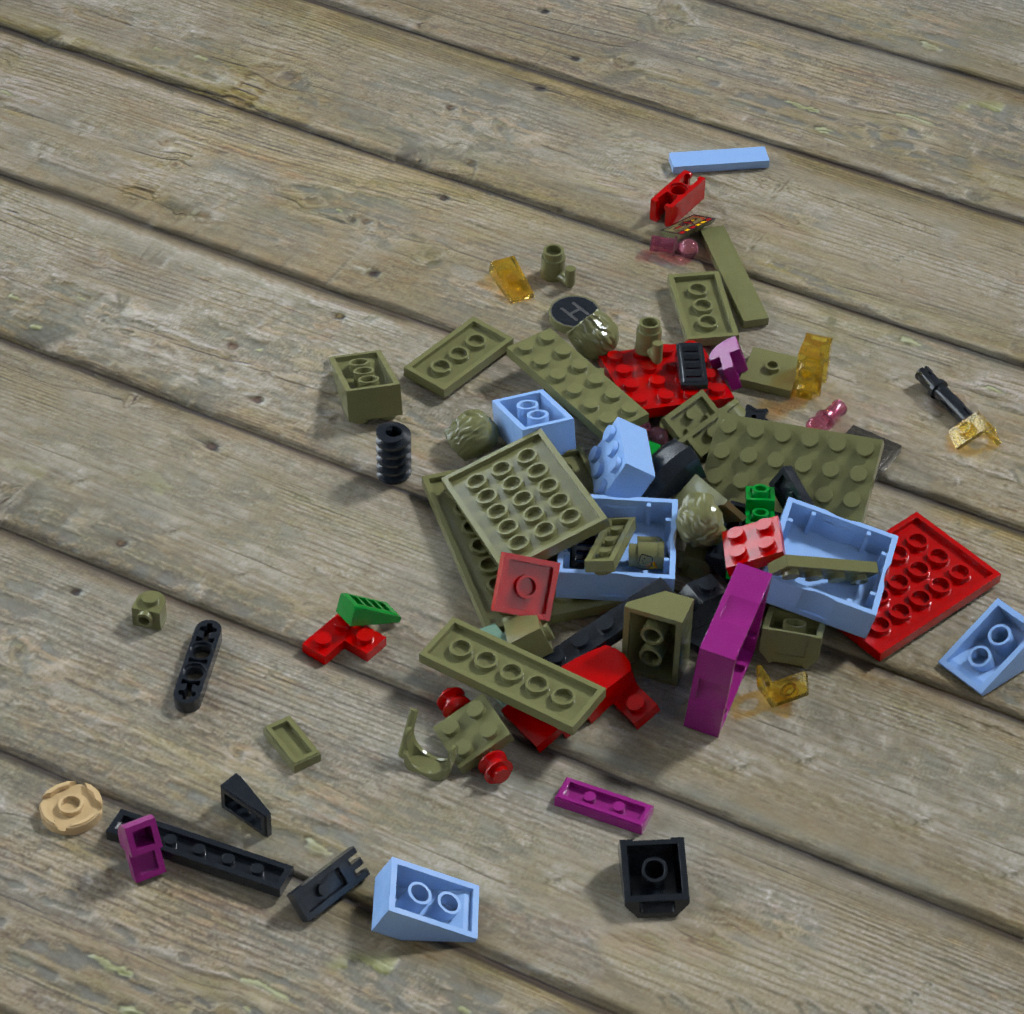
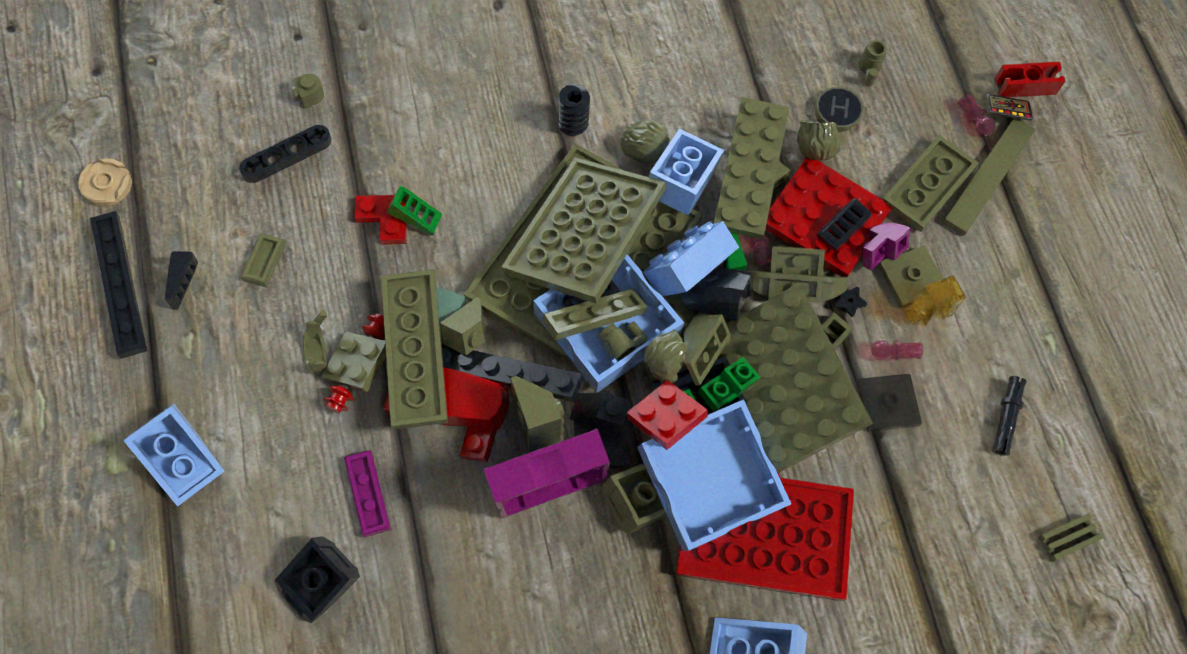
camera: 45 degrees right, 25 degrees up
(142, 847) = (81, 249): magenta brick -> none
(327, 885) = (147, 379): black hinge -> none
(366, 386) = (633, 43): olive slope -> none
(458, 357) = (719, 74): olive plate -> none
(510, 279) = (832, 45): clear yellow slope -> none
(525, 586) = (502, 291): red plate -> none
(649, 339) = (845, 177): olive piece -> none
(719, 160) = (1106, 73): light blue tile -> none
(782, 690) = (581, 528): clear yellow bracket -> none
(789, 485) = (764, 396): black plate -> none
(823, 568) = (700, 484): olive plate -> none
(971, 429) = (991, 462): clear yellow bracket -> none

